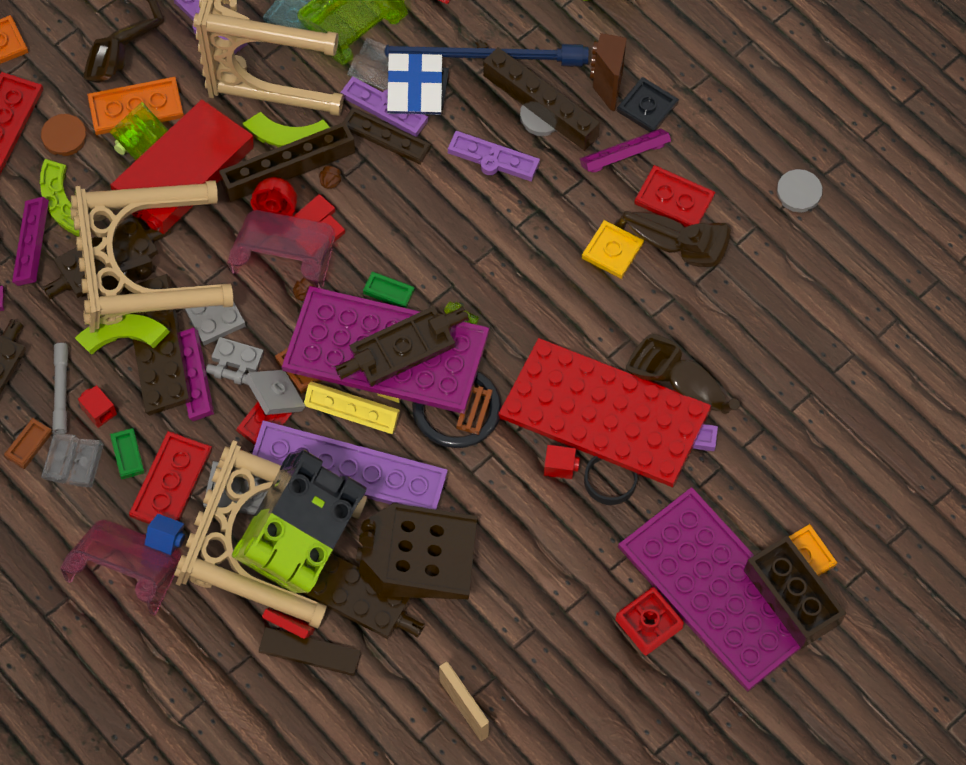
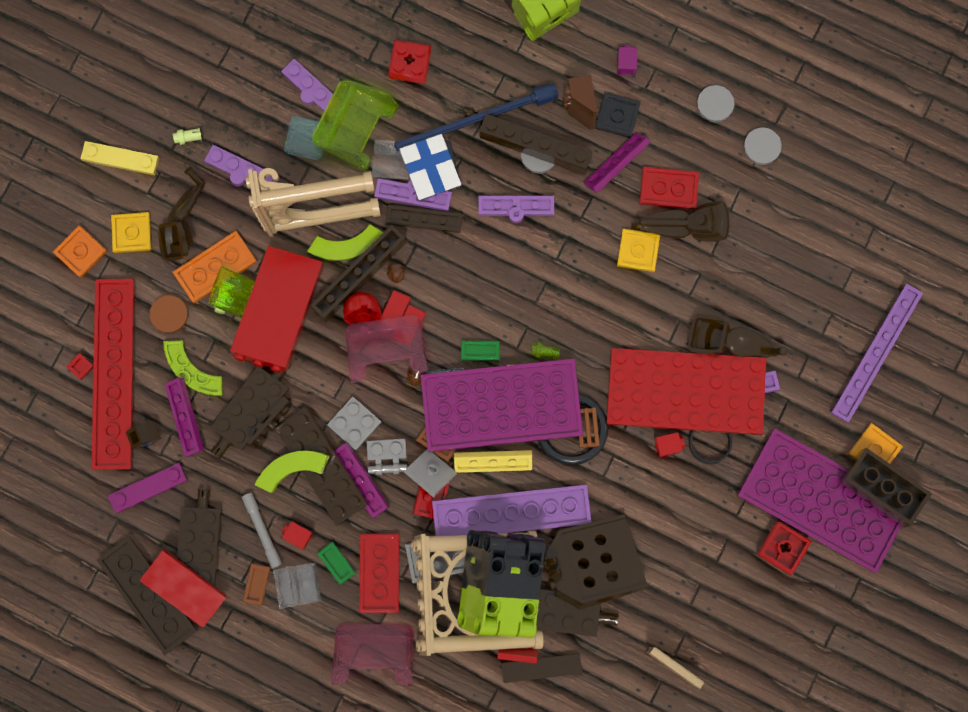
camera: 20 degrees left, 15 degrees up
(62, 42) = (131, 232): none -> yellow tile
(111, 305) = (303, 441): tan arch -> none
(165, 534) = (395, 621): blue brick -> none
(402, 345) = (515, 401): dark brown plate -> none
(680, 53) = (627, 60): none -> magenta brick
(763, 130) = (715, 103): none -> light grey tile
(845, 451) = (876, 353): none -> medium lavender plate

